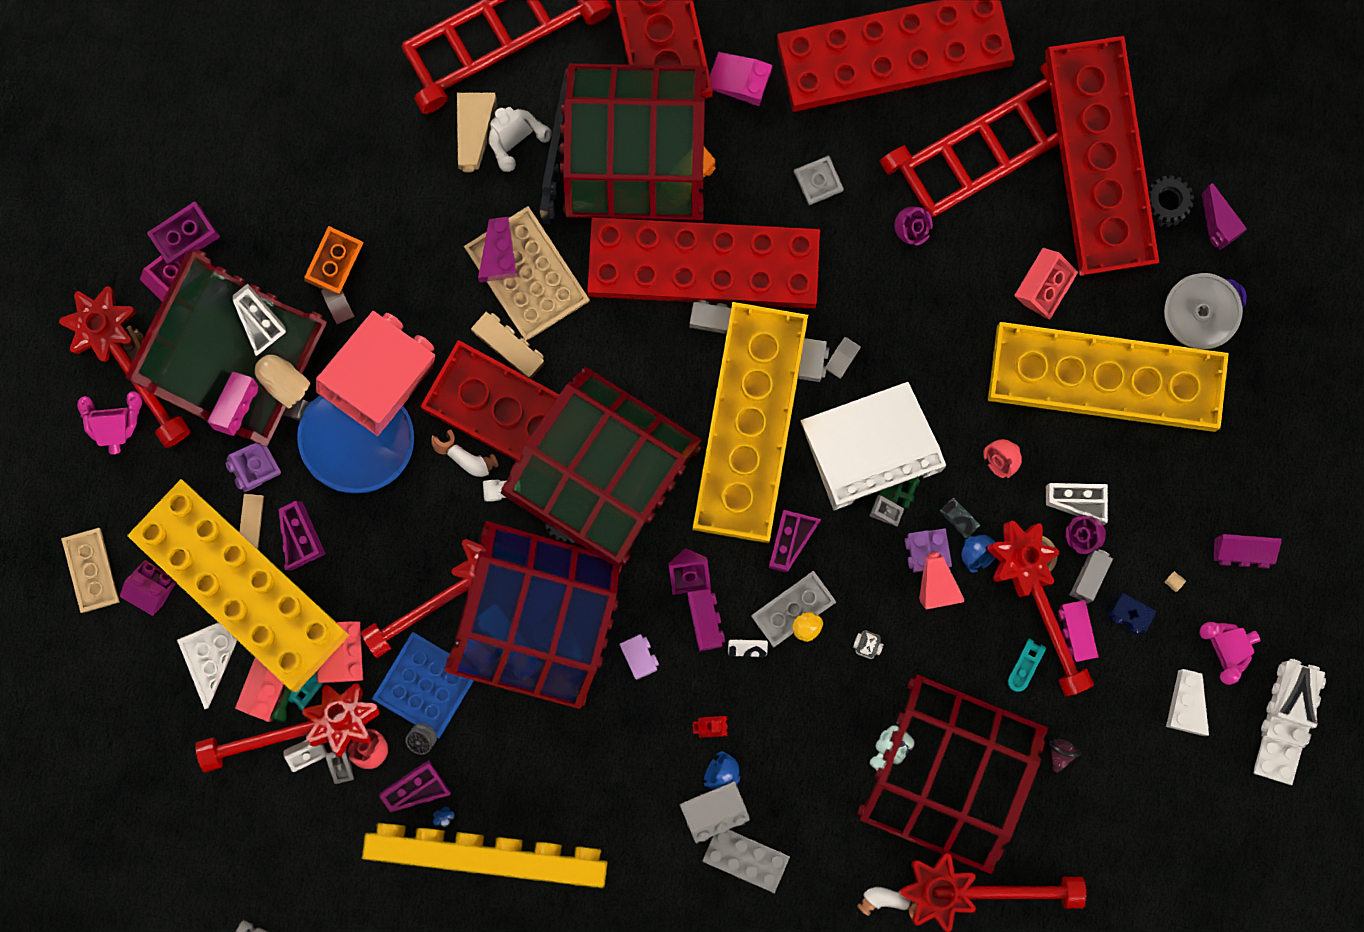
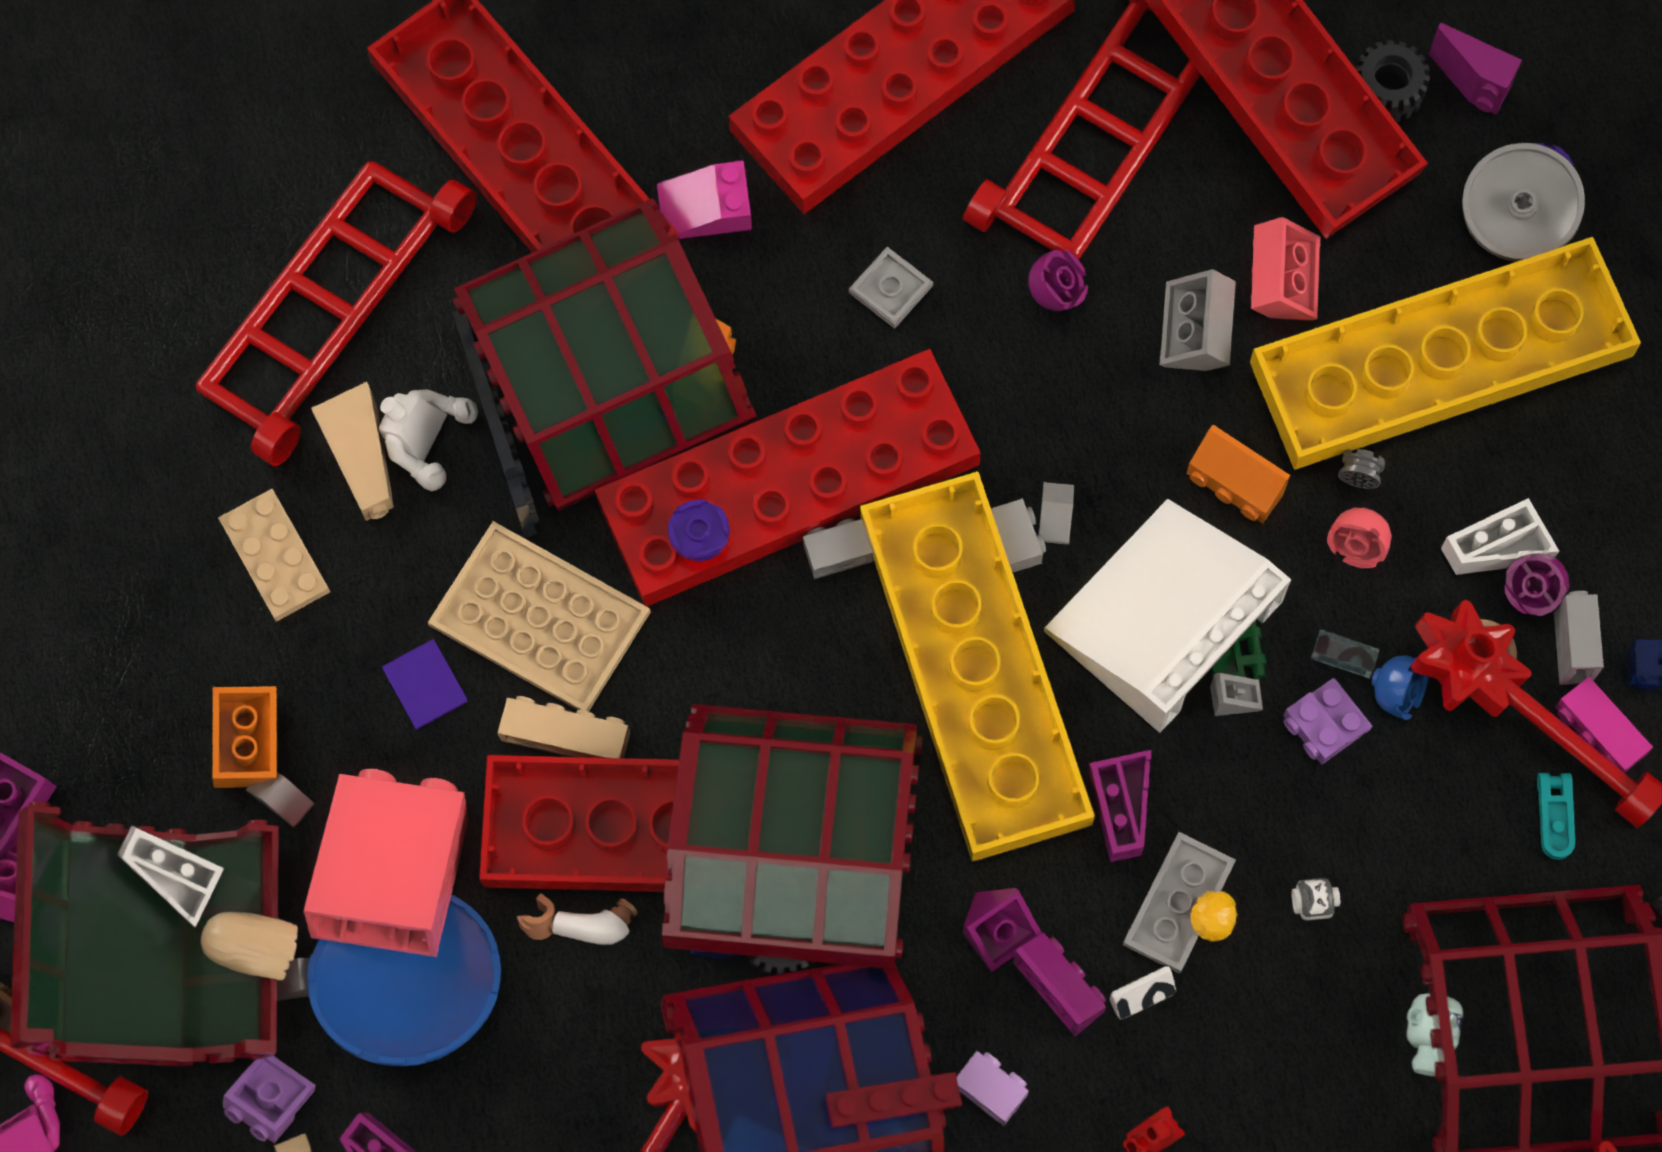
camera: 20 degrees left, 10 degrees down
(233, 403) = (194, 1016): dark pink brick -> none
(399, 164) = (274, 555): none -> tan plate
(446, 279) = (425, 684): none -> dark purple piece
(492, 490) = (649, 951): white piece -> none
(498, 252) = (484, 604): magenta wedge -> none
(577, 641) = (893, 1100): none -> dark red plate
(636, 271) = (698, 530): none -> dark purple tile
(938, 584) = (1369, 756): coral slope -> none
(953, 388) = (1237, 475): none -> orange slope
(980, 288) = (1198, 321): none -> light grey slope
(1025, 419) = (1361, 469): none -> dark grey wheel

